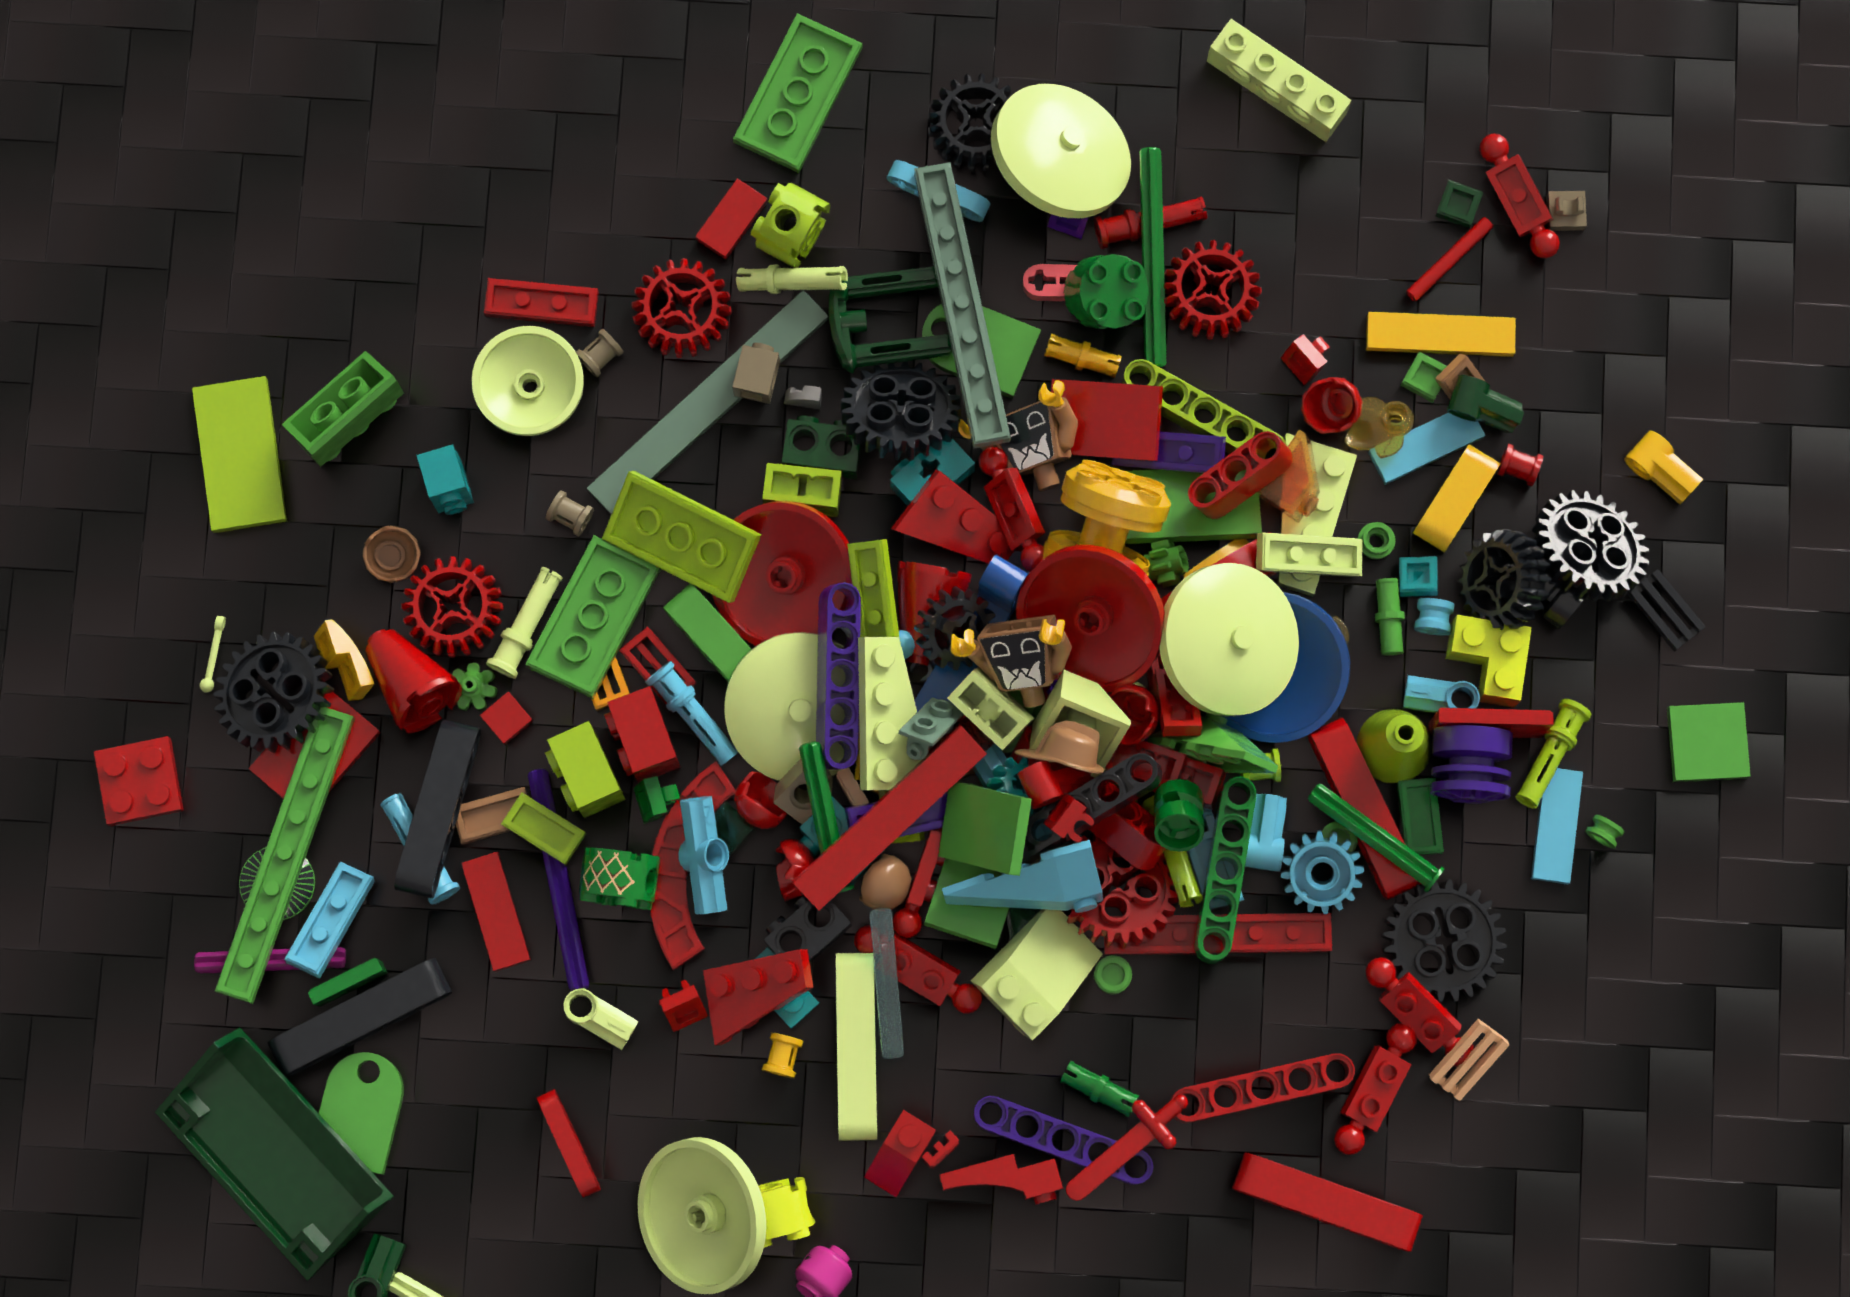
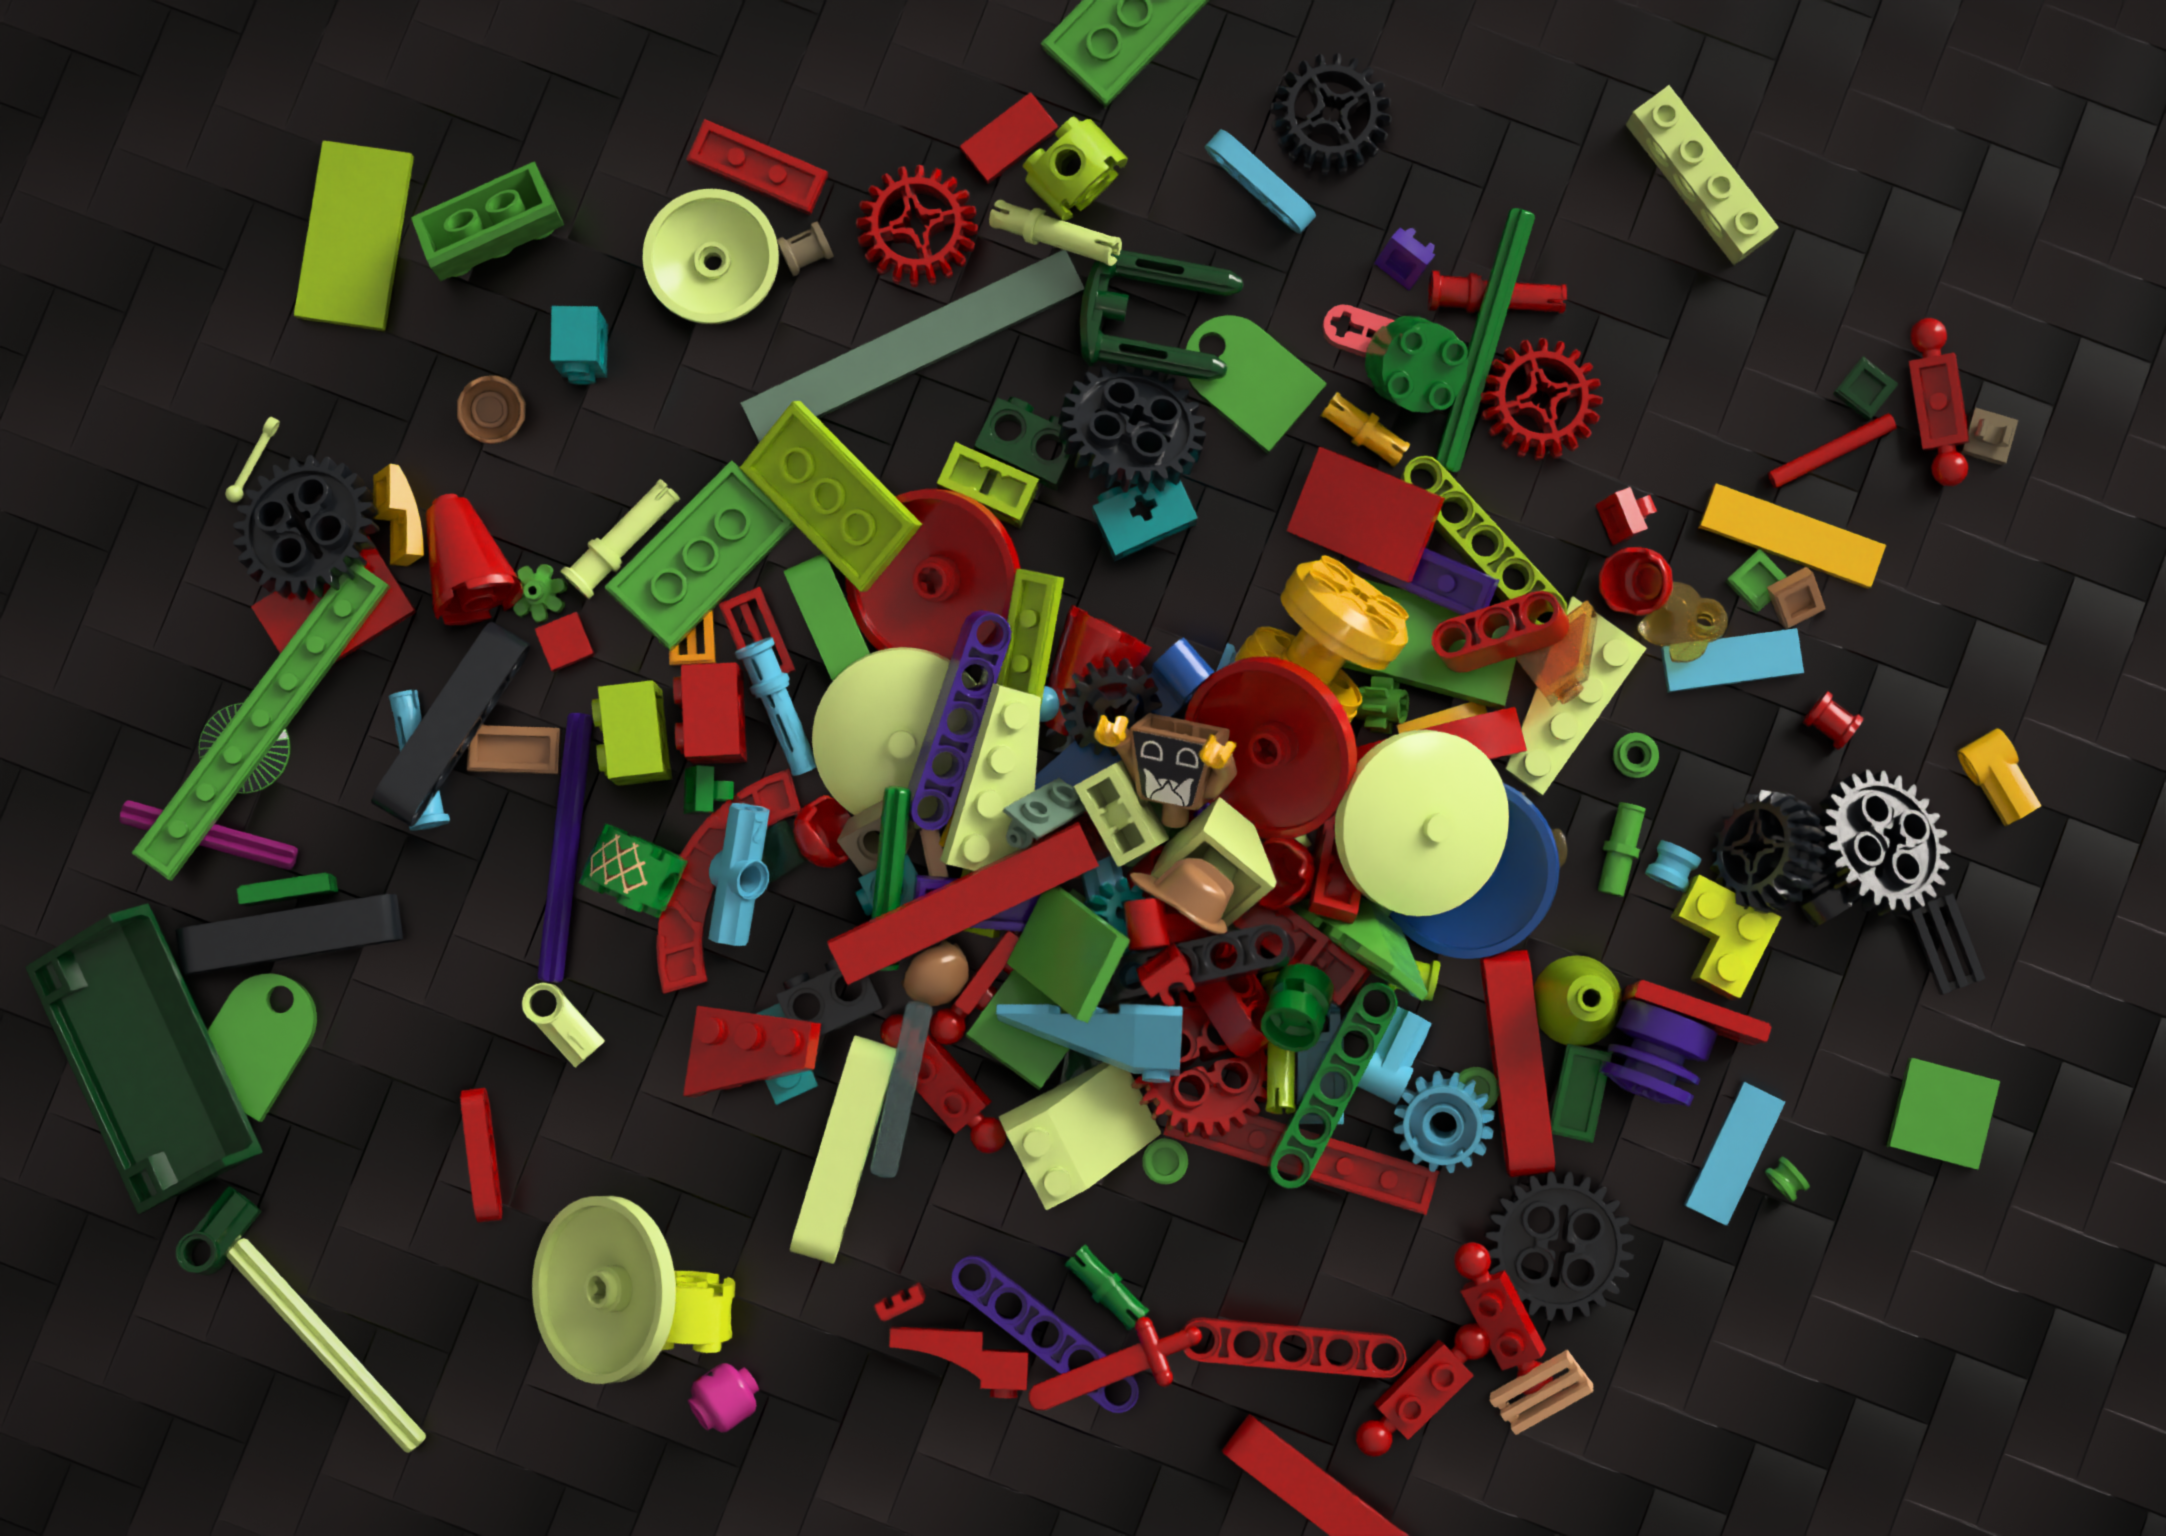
camera: 15 degrees right, 5 degrees up
(138, 781) = (122, 580): red plate -> none
(329, 920) = (289, 811): medium azure tile -> none
(462, 592) = (524, 505): red gear -> none
(496, 911) = (482, 861): red tile -> none
(543, 828) = (565, 785): lime tile -> none
(569, 513) = (711, 426): dark tan bush -> none
(682, 1007) = (660, 1041): red tile -> none
(756, 372) = (978, 330): dark tan brick -> none
(782, 1055) = (756, 1133): yellow bush -> none
(796, 861) = (839, 918): red hair -> none
(809, 397) = (1028, 377): light grey tile -> none
(900, 1153) = (855, 1288): red slope -> none
(953, 520) = (1154, 580): red wing -> none
(962, 305) = (1241, 327): sand green tile -> none
(1013, 507) = (1224, 584): red plate -> none
(1039, 436) = (1270, 507): torso -> none
(1060, 151) = (1417, 180): yellowish green dish -> none
(1309, 554) = (1551, 748): yellowish green tile -> none
(1375, 836) = (1518, 1102): green axle -> none
(1418, 576) = (1670, 813): teal tile -> none
(1433, 694) = (1644, 958): medium azure piece -> none
(1456, 498) = (1745, 736): yellow beam -> none
(1476, 402) = (1806, 632): dark green piece -> none
(1557, 736) = (1775, 1058): lime pin -> none

